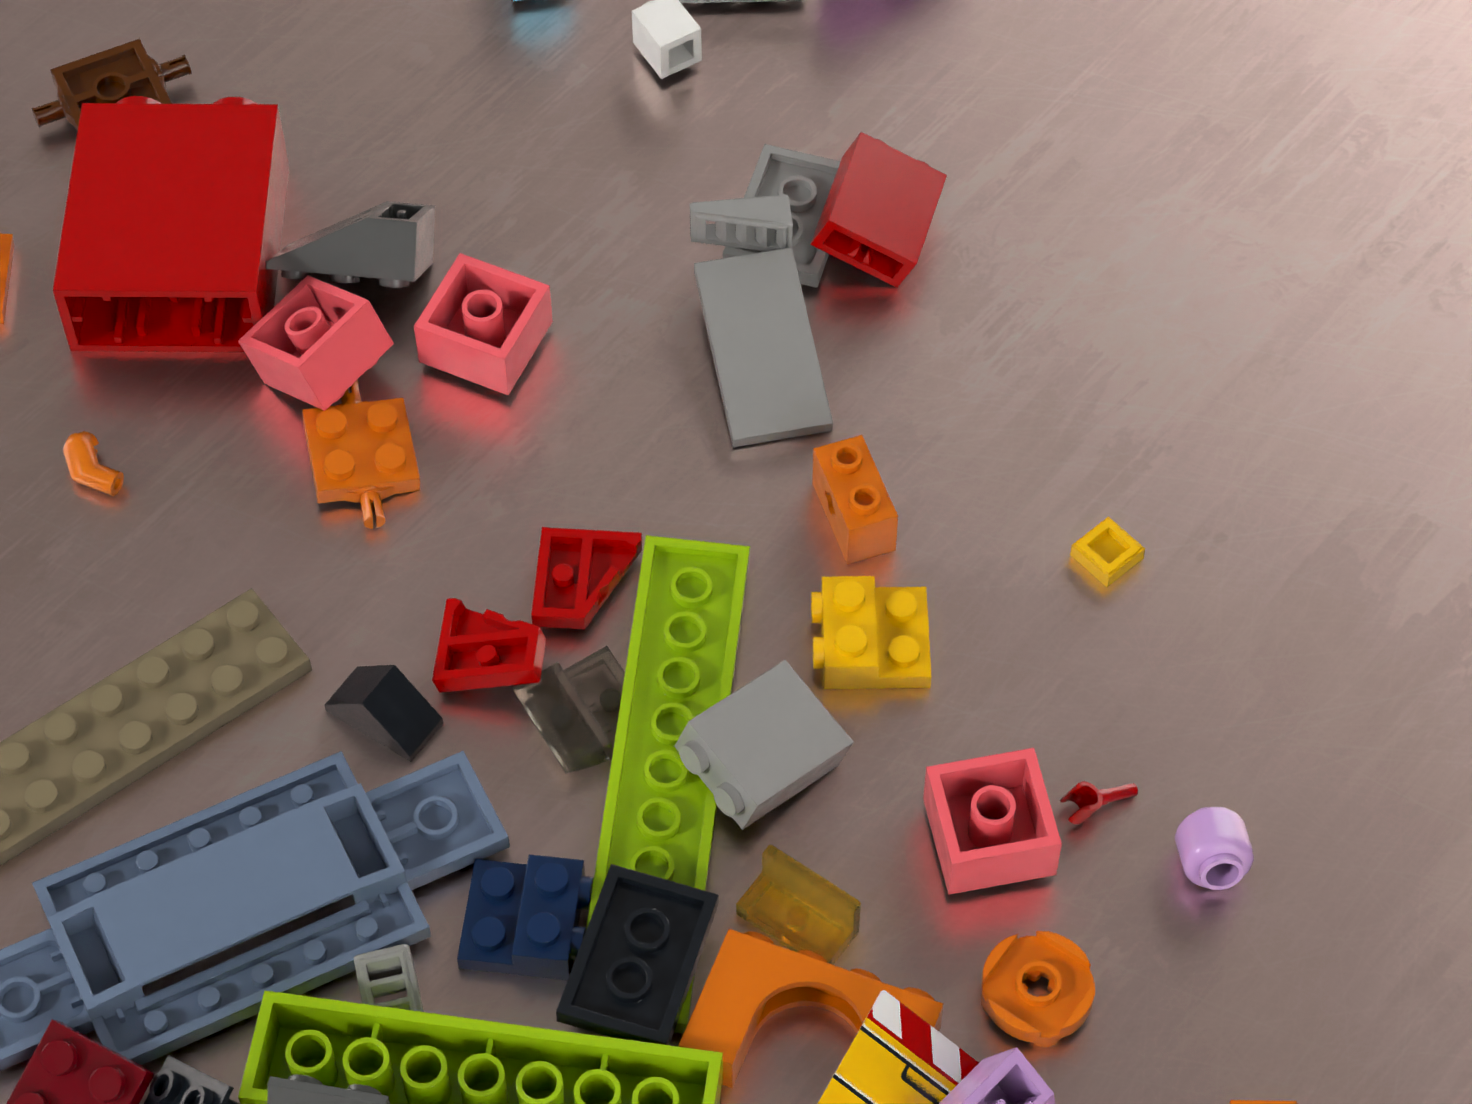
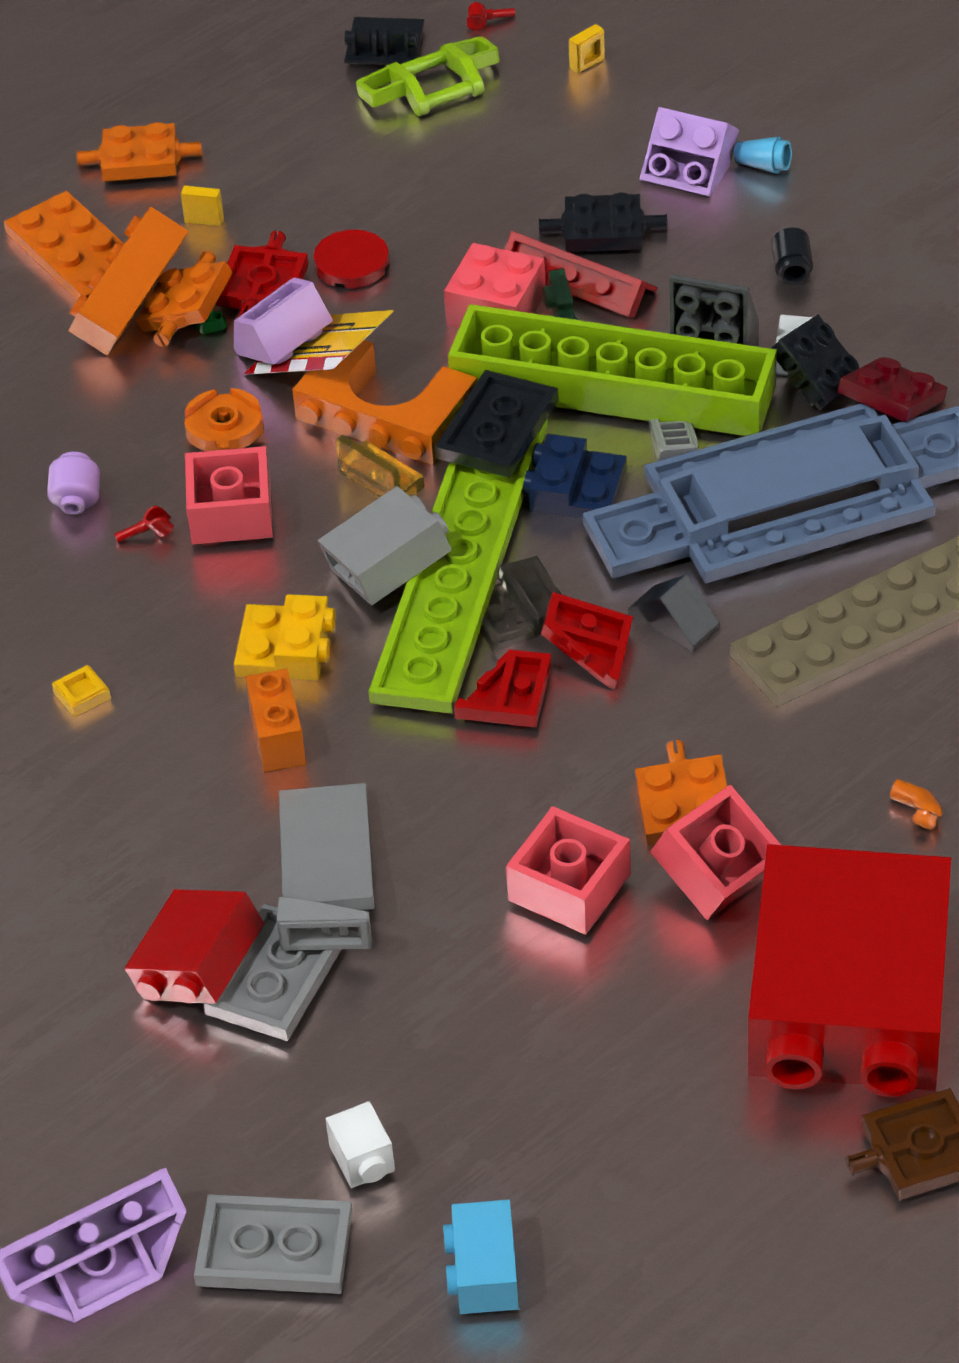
camera: 170 degrees left, 10 degrees down
(380, 243) = (683, 937): dark grey slope -> none

